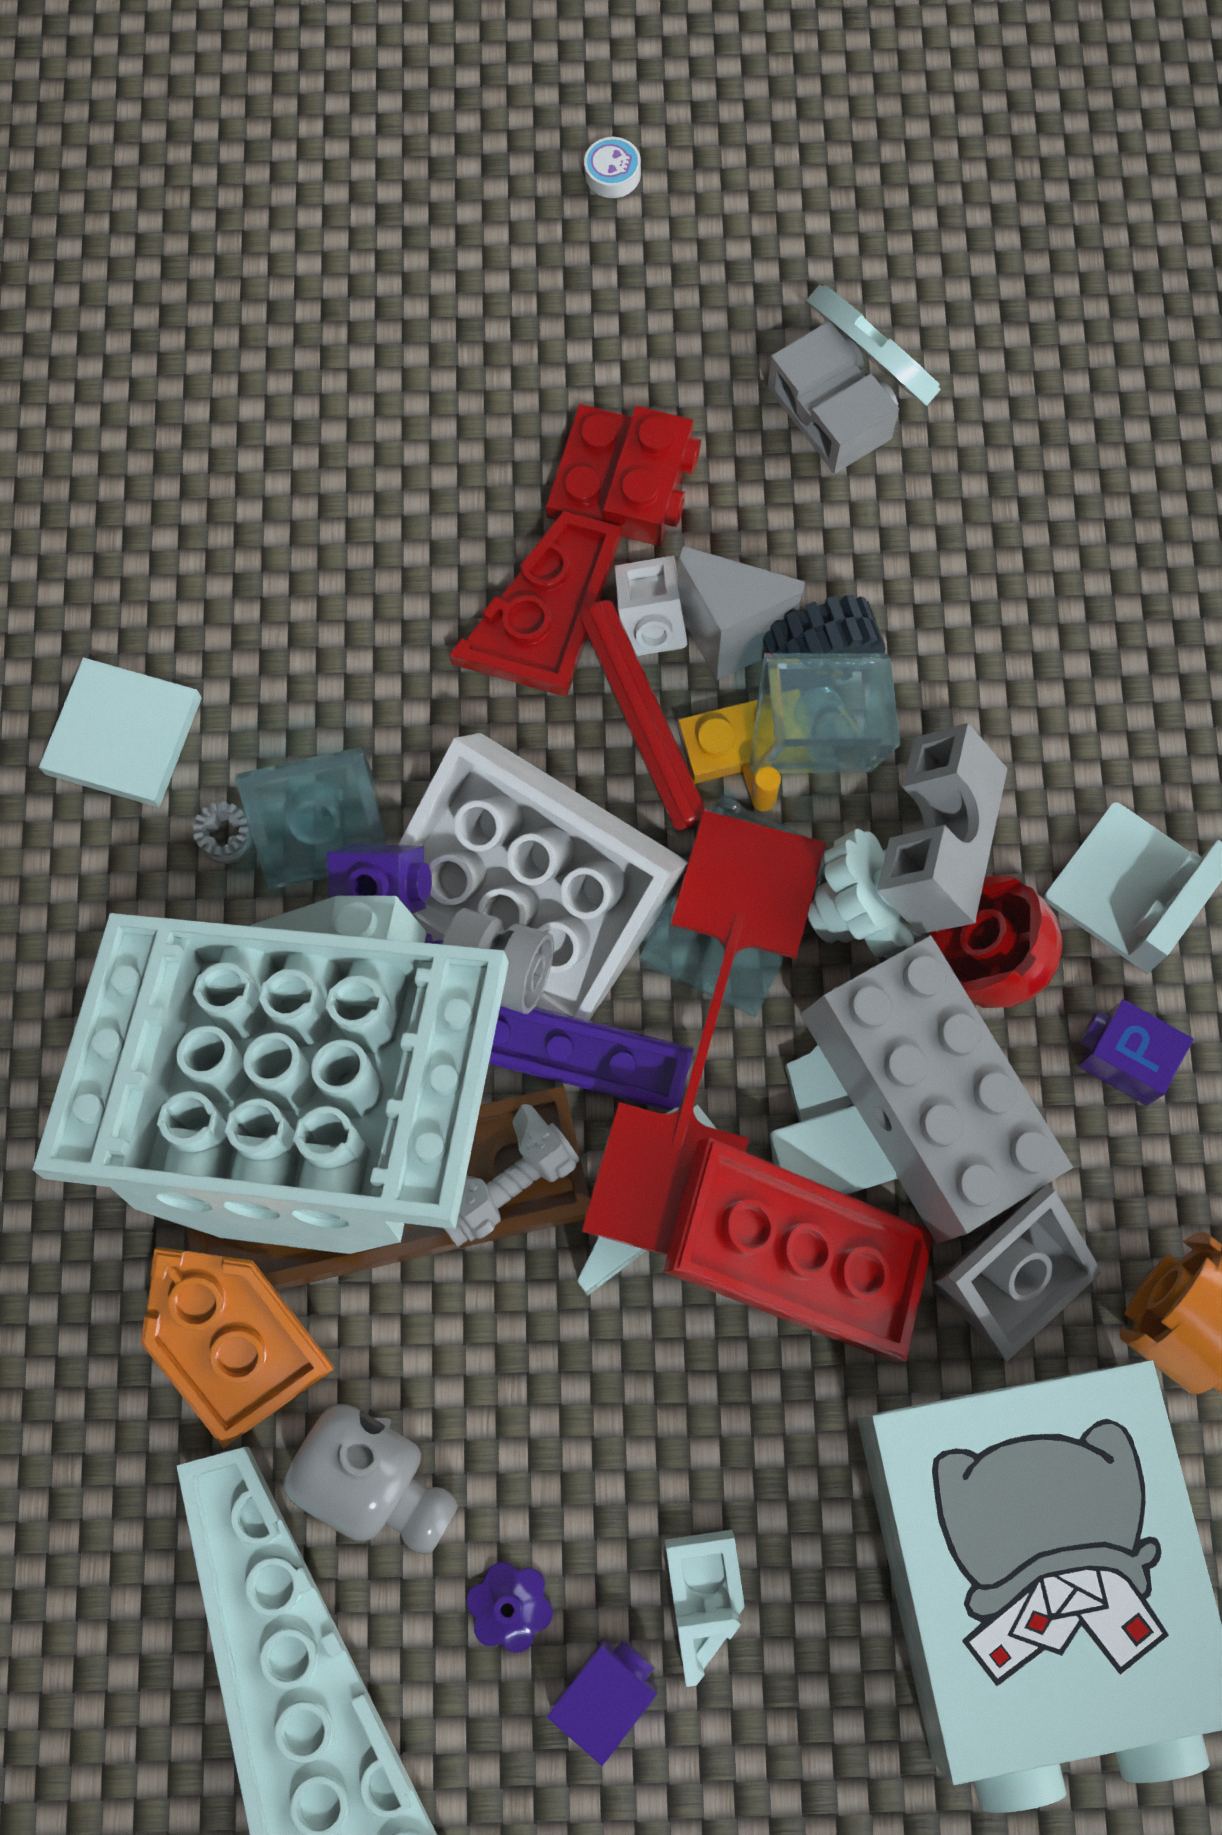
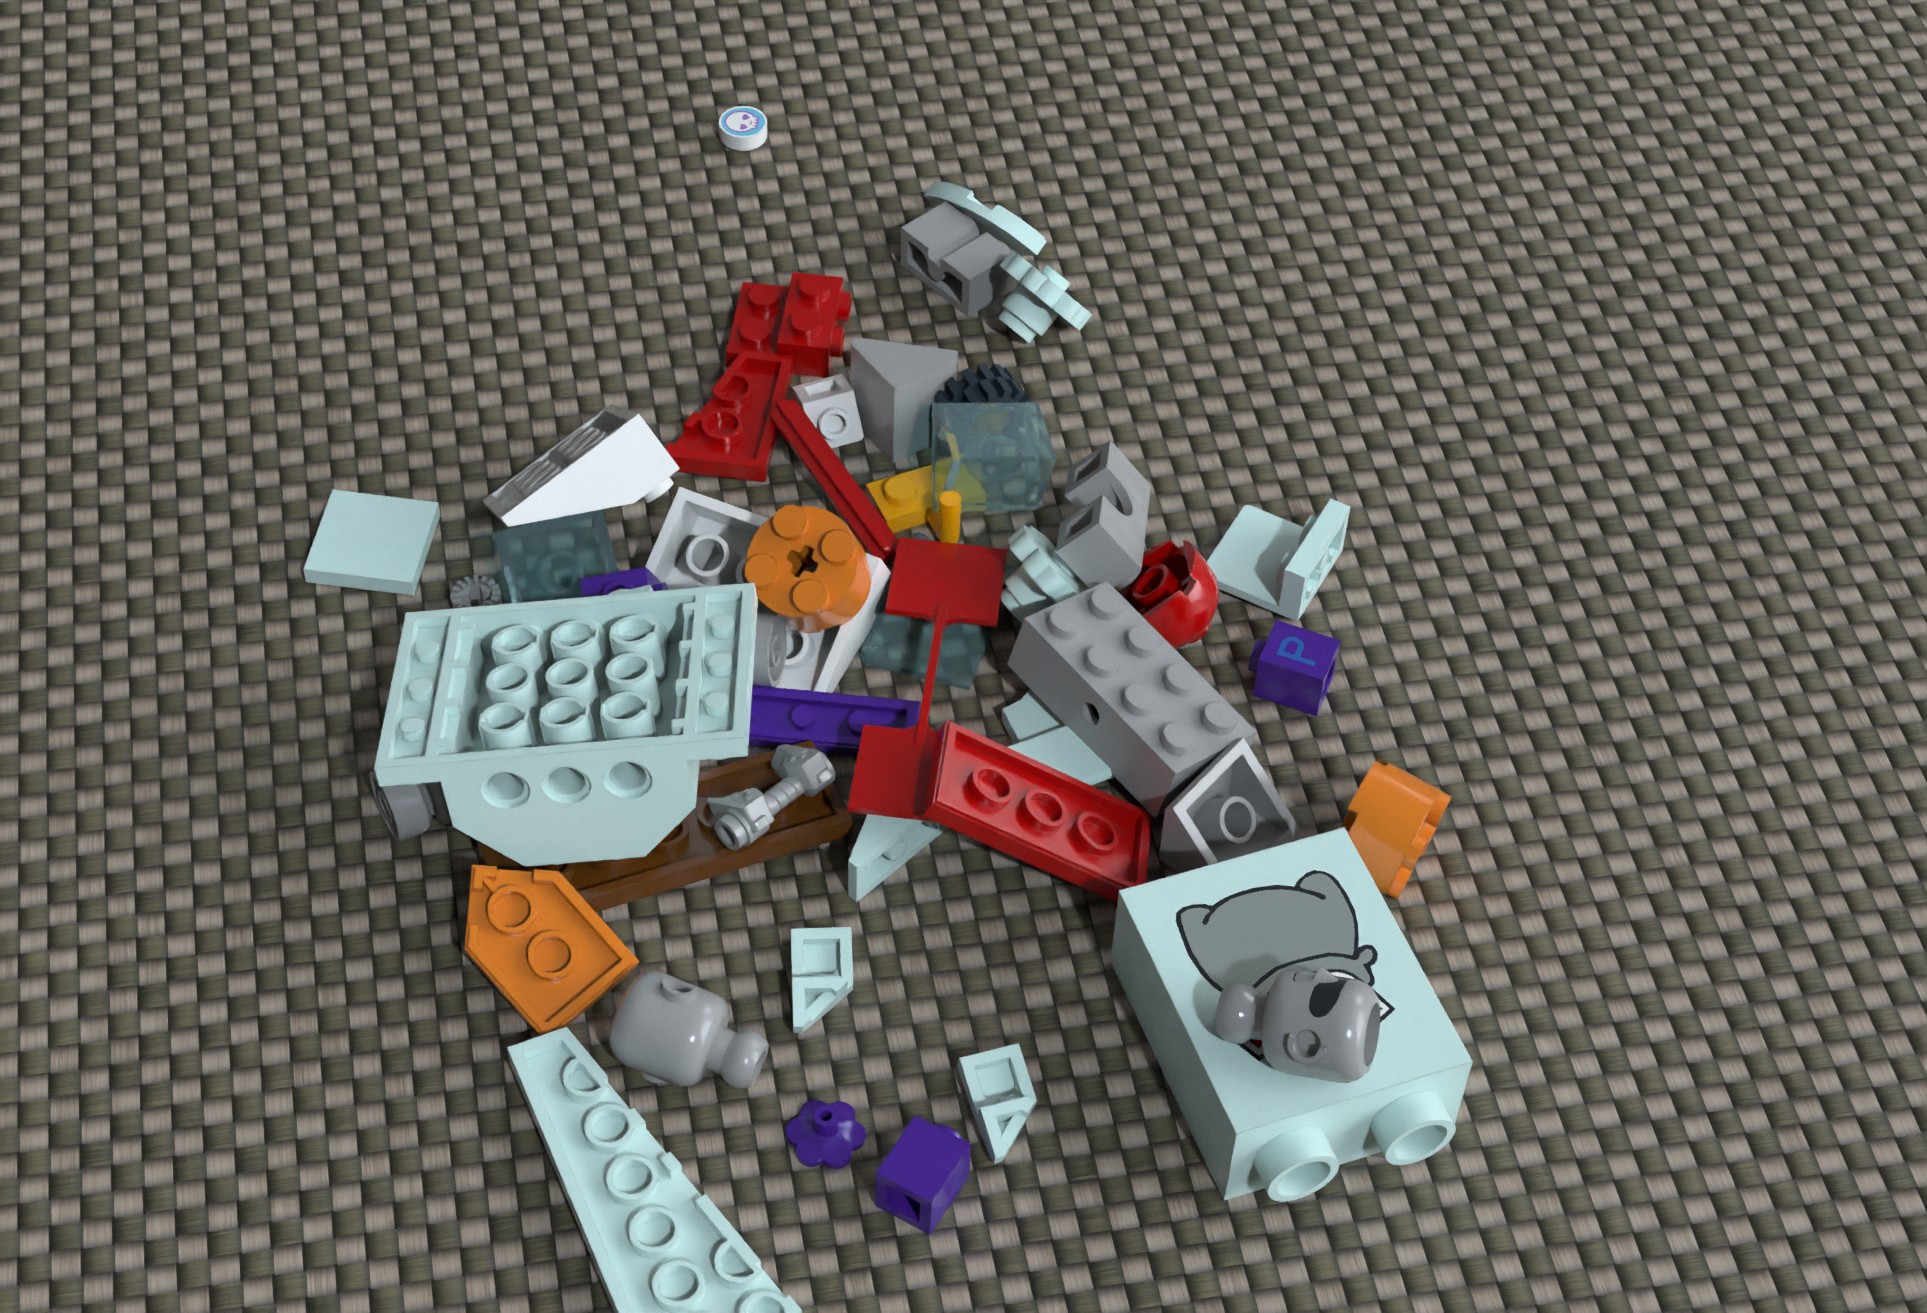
camera: 15 degrees left, 25 degrees down
(343, 715) = (596, 467): none -> white slope
(531, 1399) = (819, 972): none -> light aqua slope
(548, 897) = (800, 539): none -> orange brick
(919, 475) = (1038, 299): none -> light aqua plant
(1064, 1683) = (1306, 1023): none -> light grey piece

